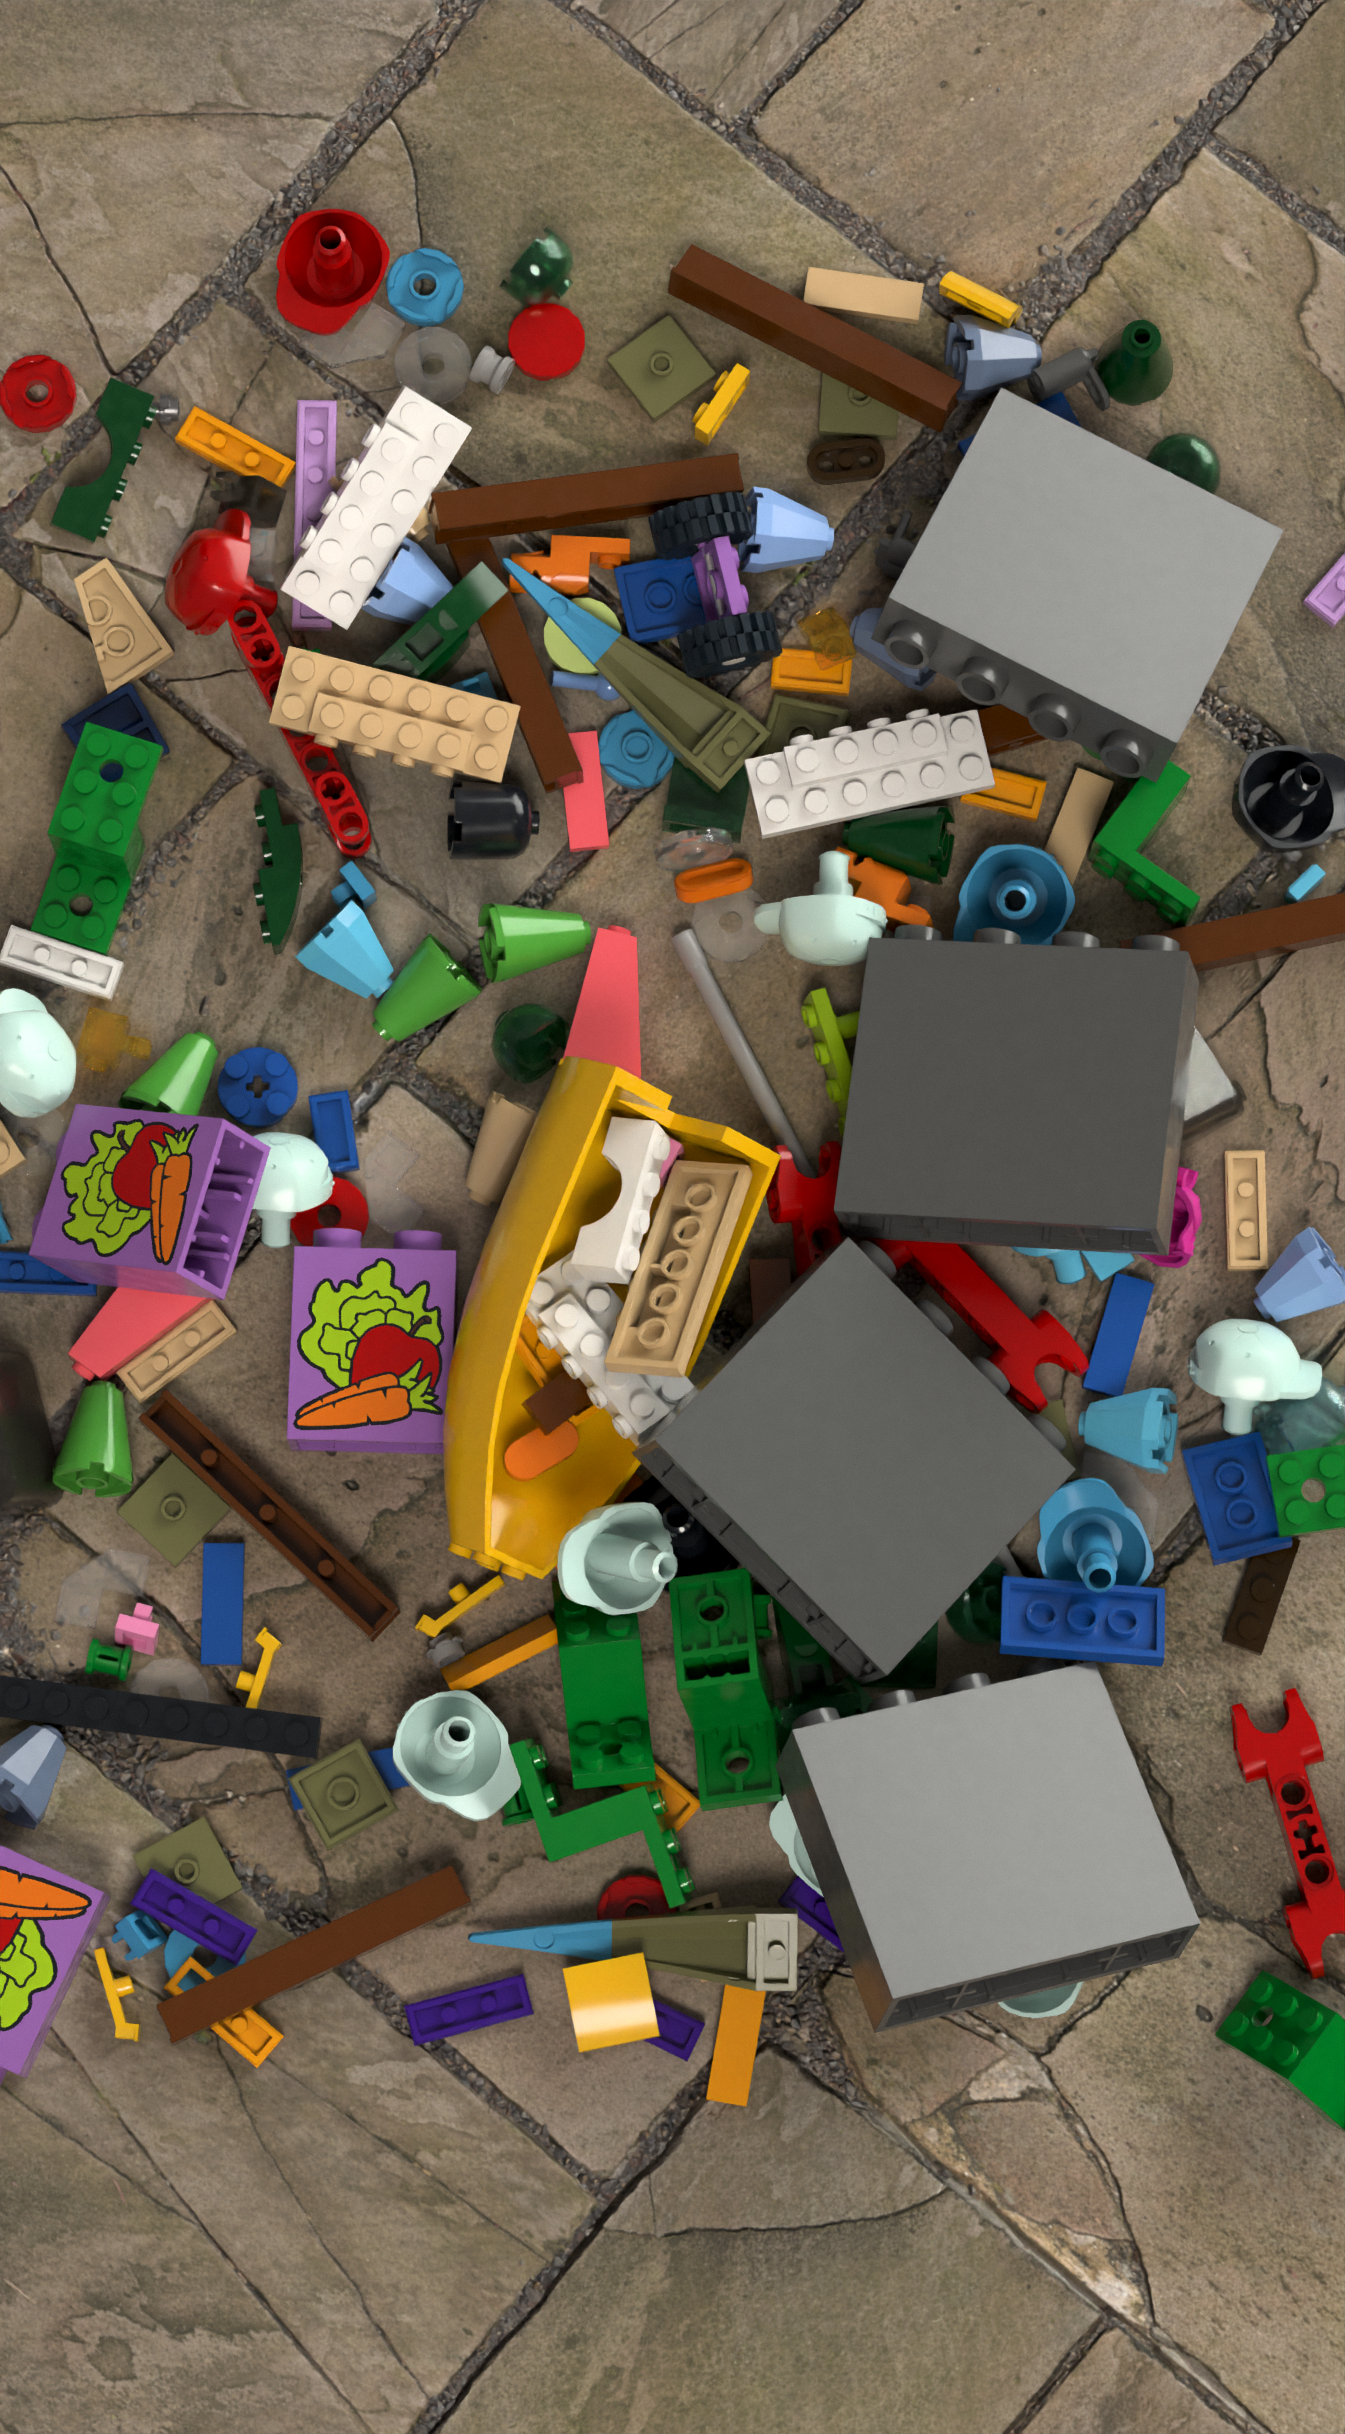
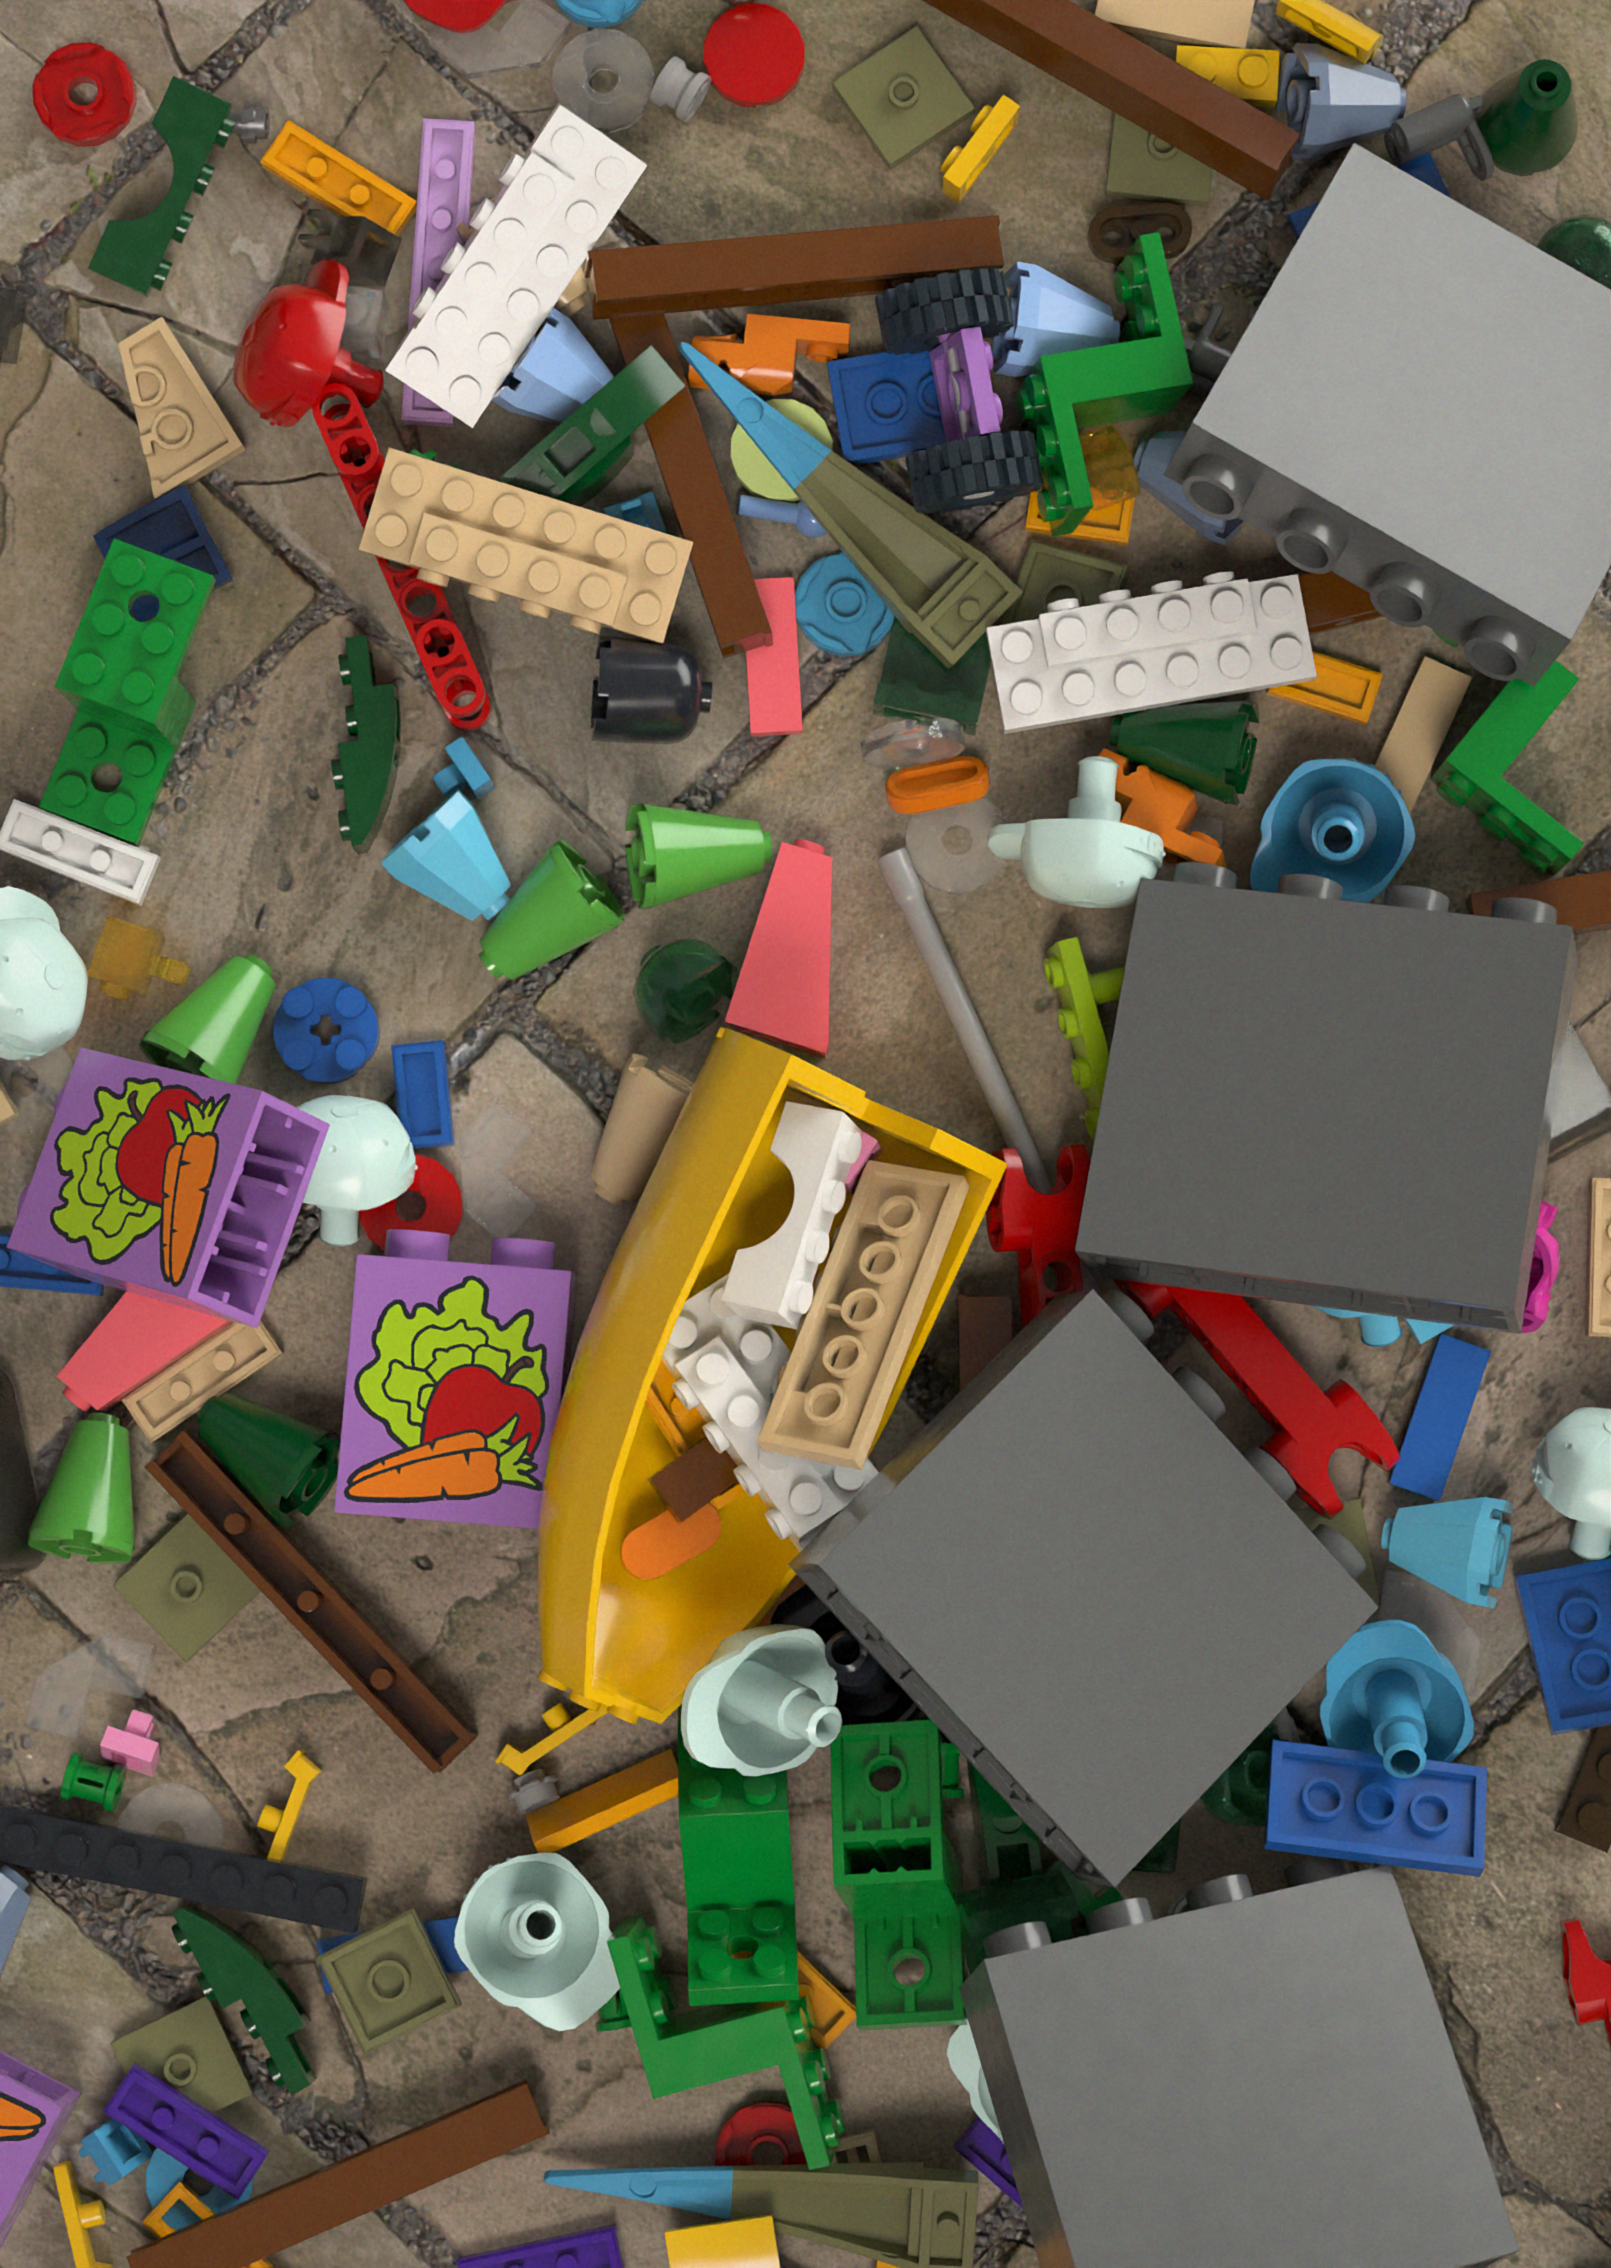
camera: 10 degrees right, 5 degrees up
(222, 1604) = (246, 1714): blue tile -> none
(228, 1798) = (238, 1971): none -> dark green slope
(234, 1405) = (272, 1454): none -> dark green cone
(824, 575) = (1105, 383): none -> green bracket
(914, 337) = (1242, 72): none -> yellow plate

